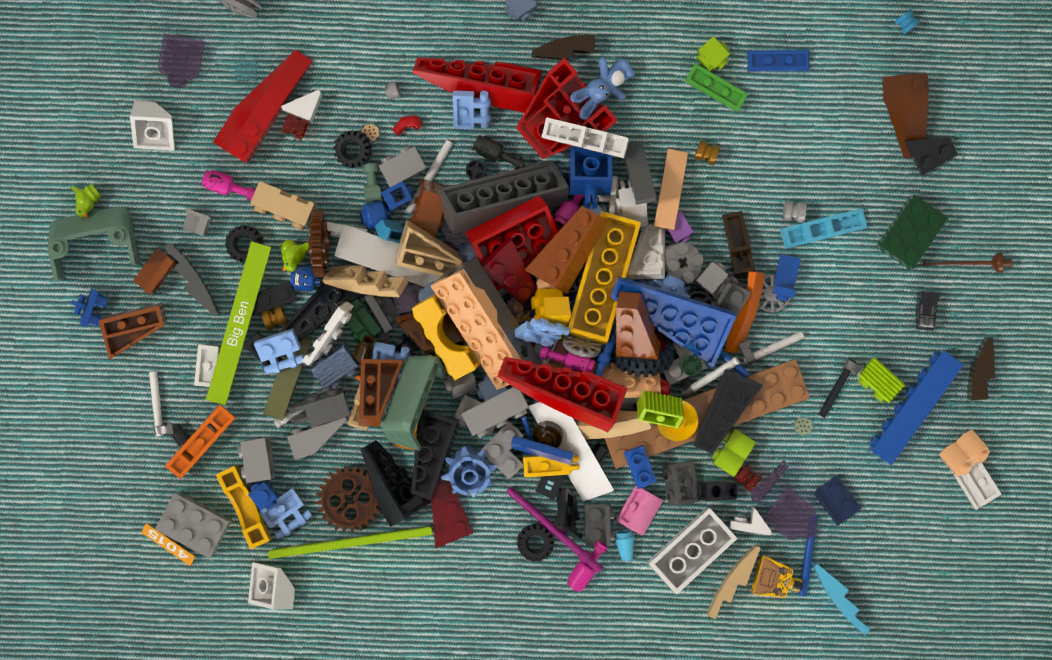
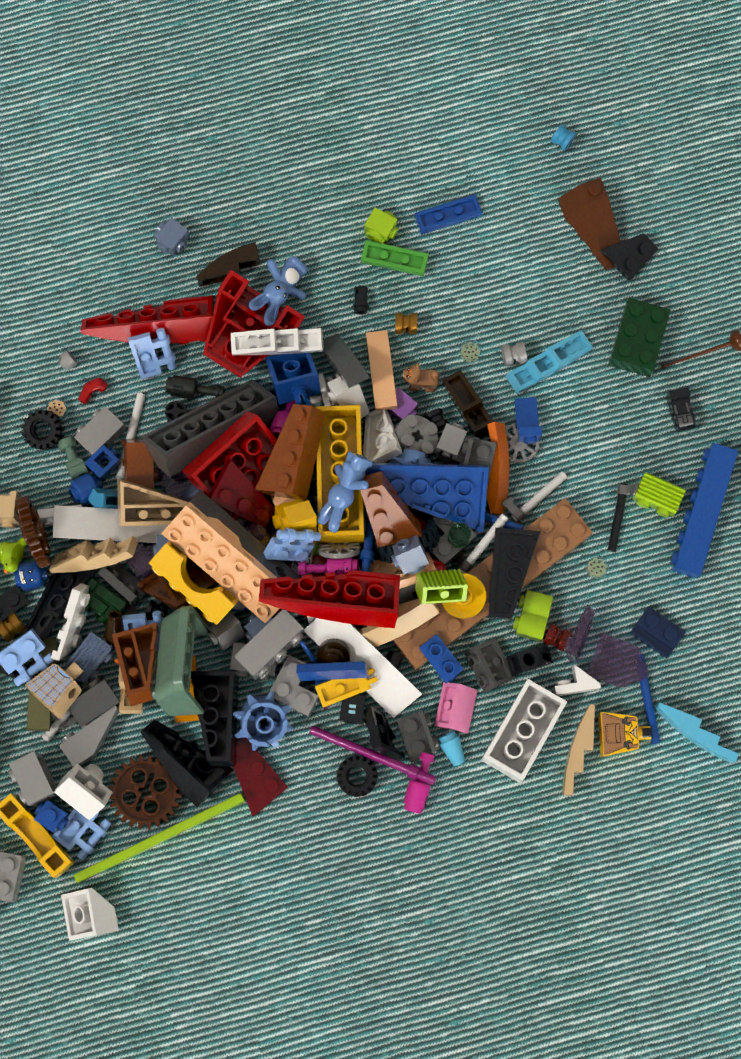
camera: 15 degrees left, 10 degrees down
(298, 482) = (84, 790): none -> white brick
(299, 388) = (56, 688): none -> tan torso
(599, 303) = (342, 494): none -> medium blue animal
(641, 374) = (409, 555): none -> brick
(672, 119) = (360, 300): none -> black pin
(699, 207) = (421, 378): none -> medium nougat animal
(705, 249) = (437, 418): none -> black wheel
(756, 195) = (470, 351): none -> clear light blue tile

